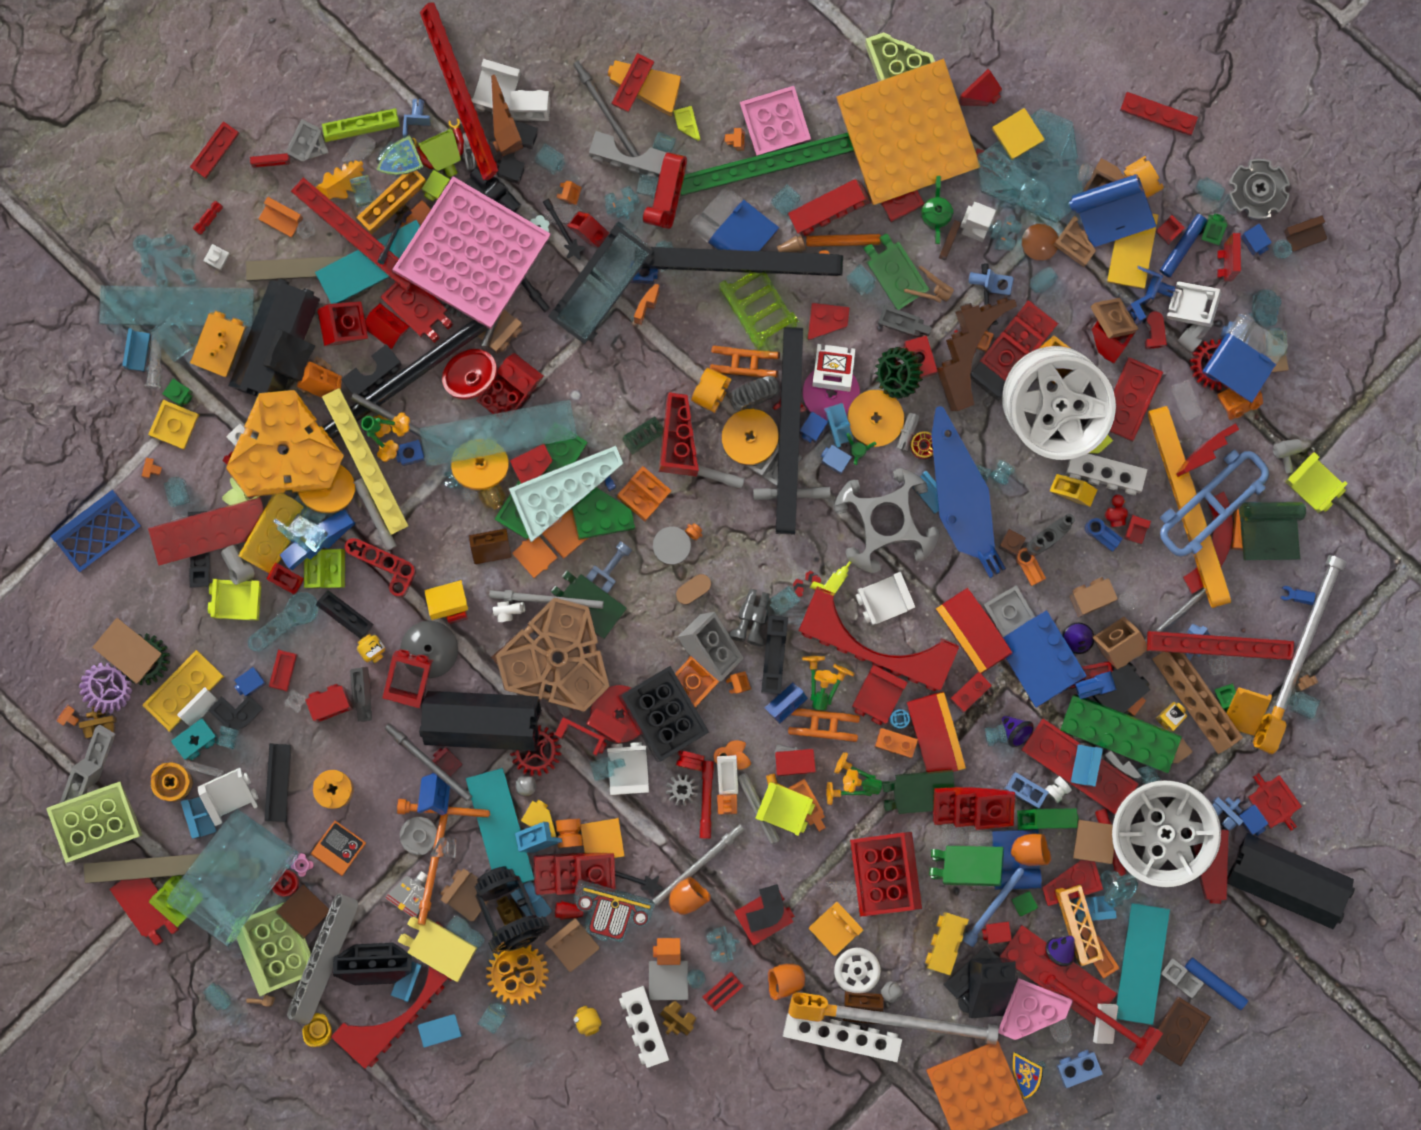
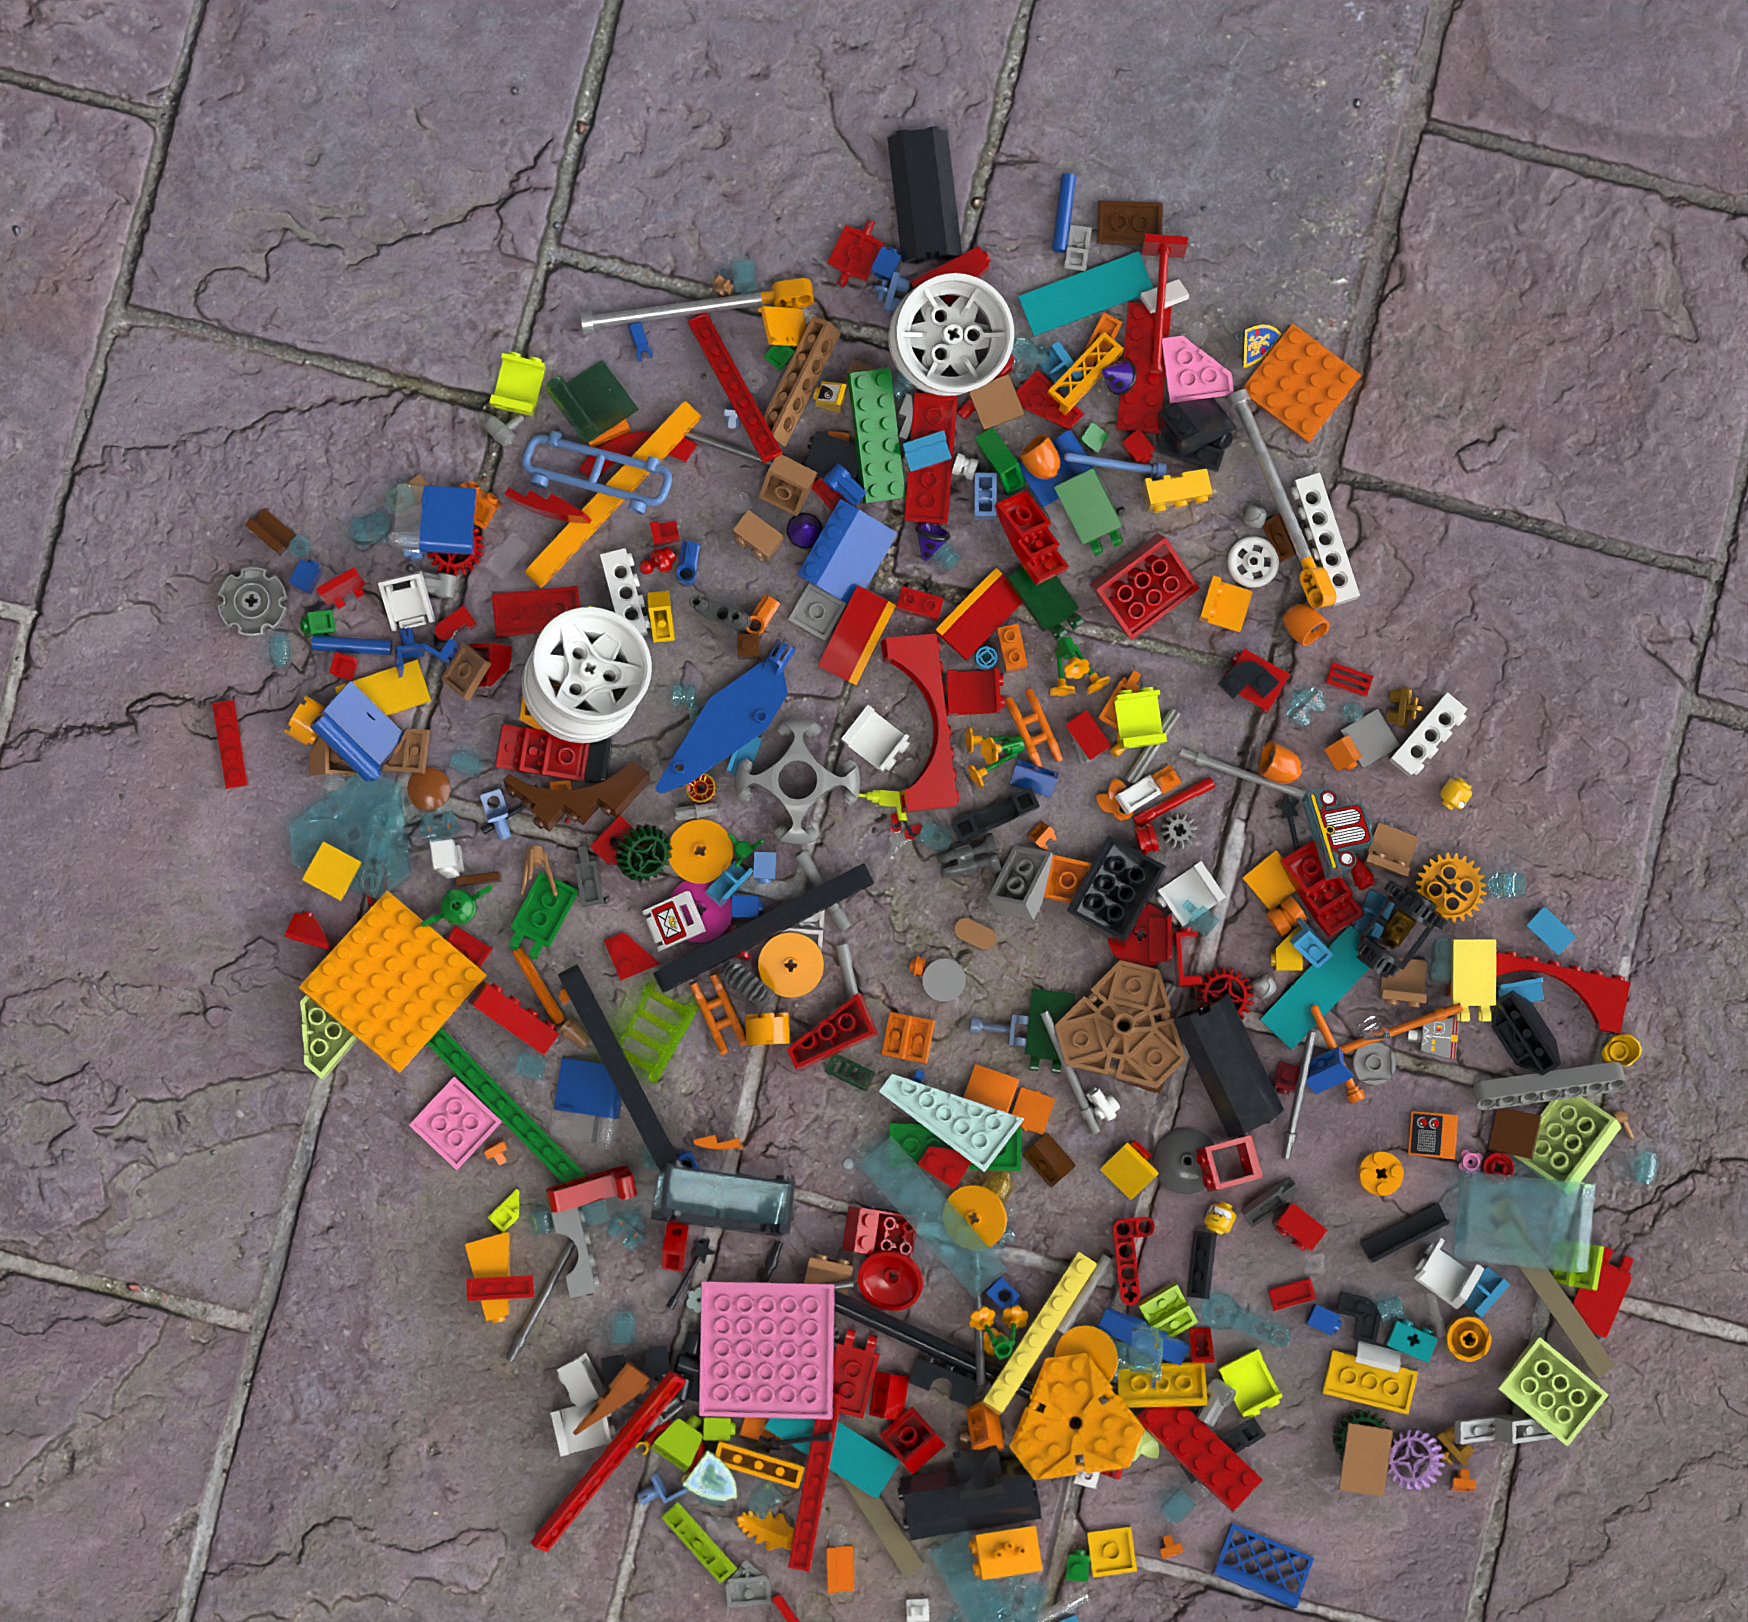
camera: 120 degrees left, 0 degrees up
(570, 192) = (647, 1287): orange tile -> none
(601, 515) = (955, 1067): green plate -> none
(861, 280) = (570, 943): clear light blue brick -> none
(1080, 1074) = (1227, 292): medium blue brick -> none

